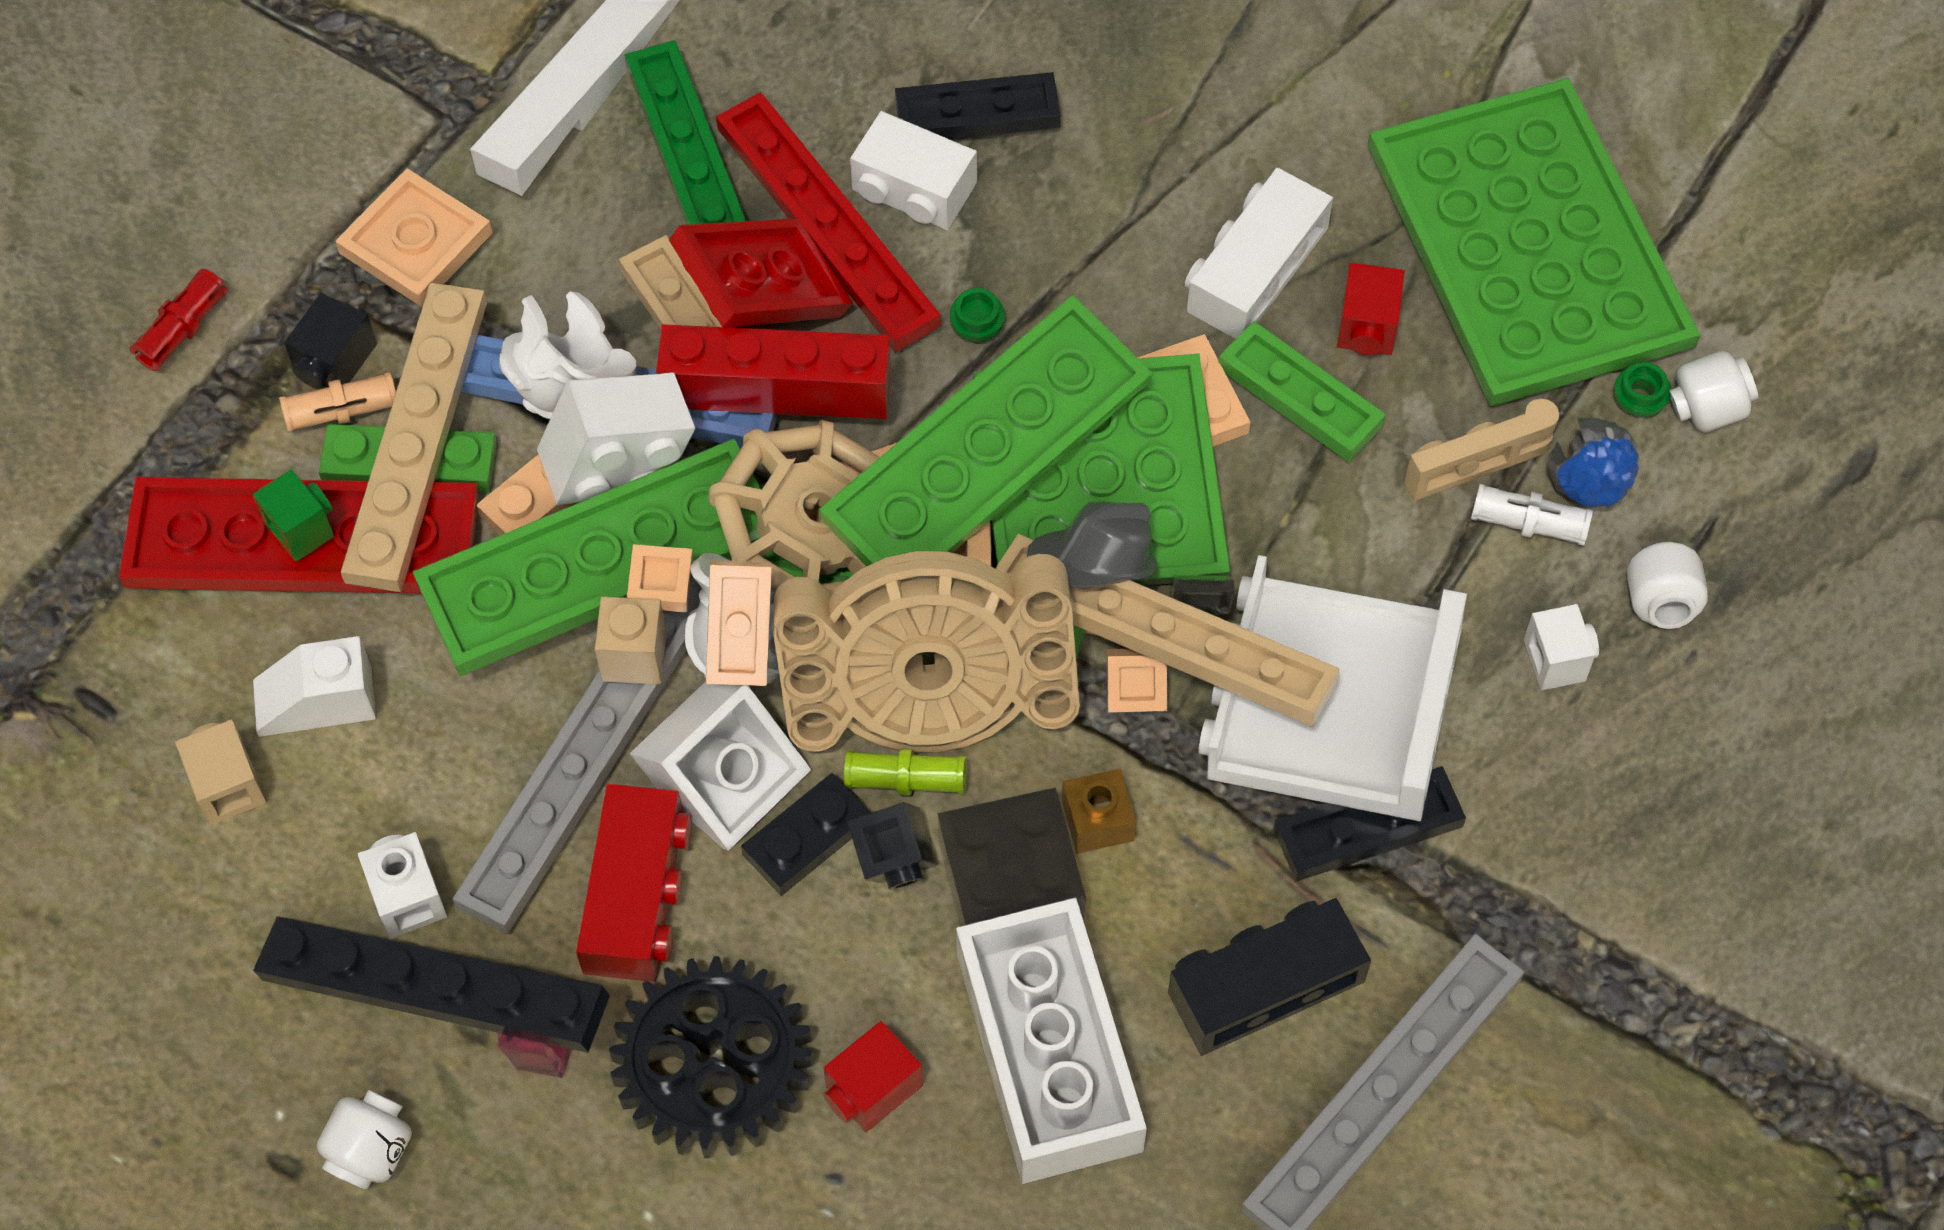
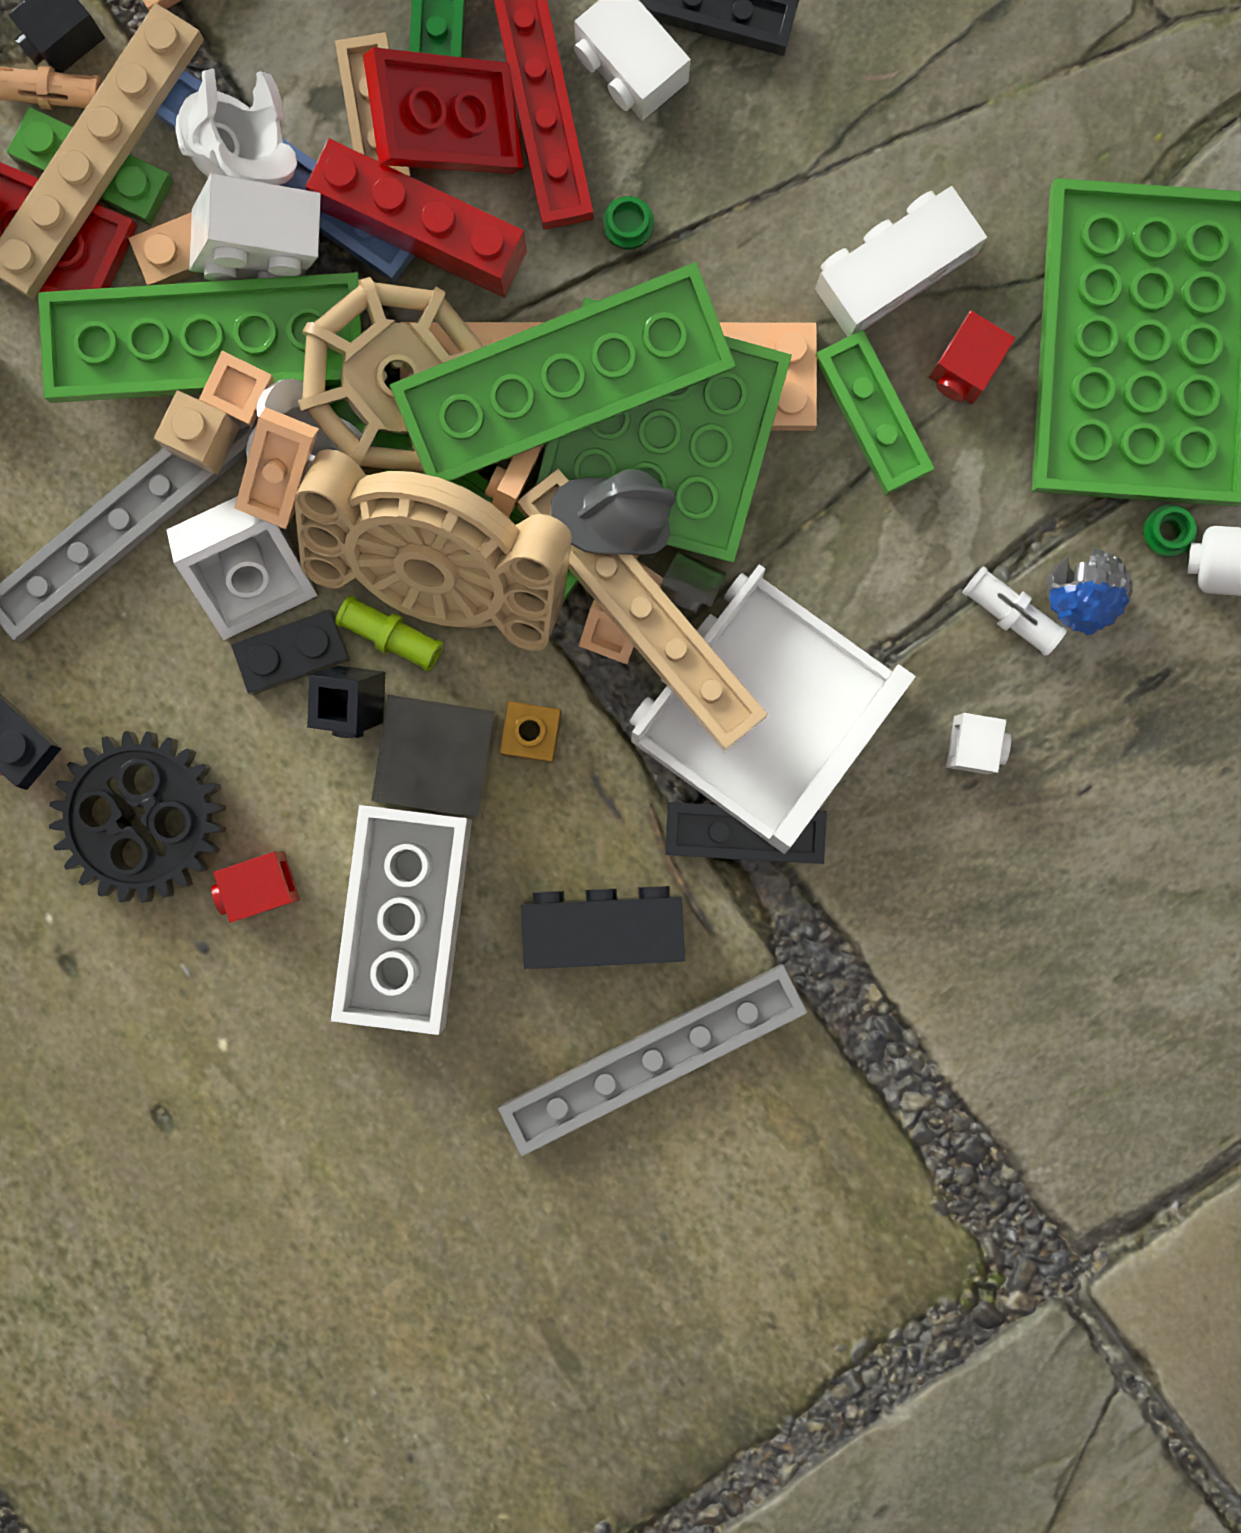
camera: 20 degrees right, 25 degrees up
(633, 883) = (129, 643): red brick -> none
(1482, 450) = (1004, 534): tan plate -> none
(1667, 584) = (1094, 725): white head -> none

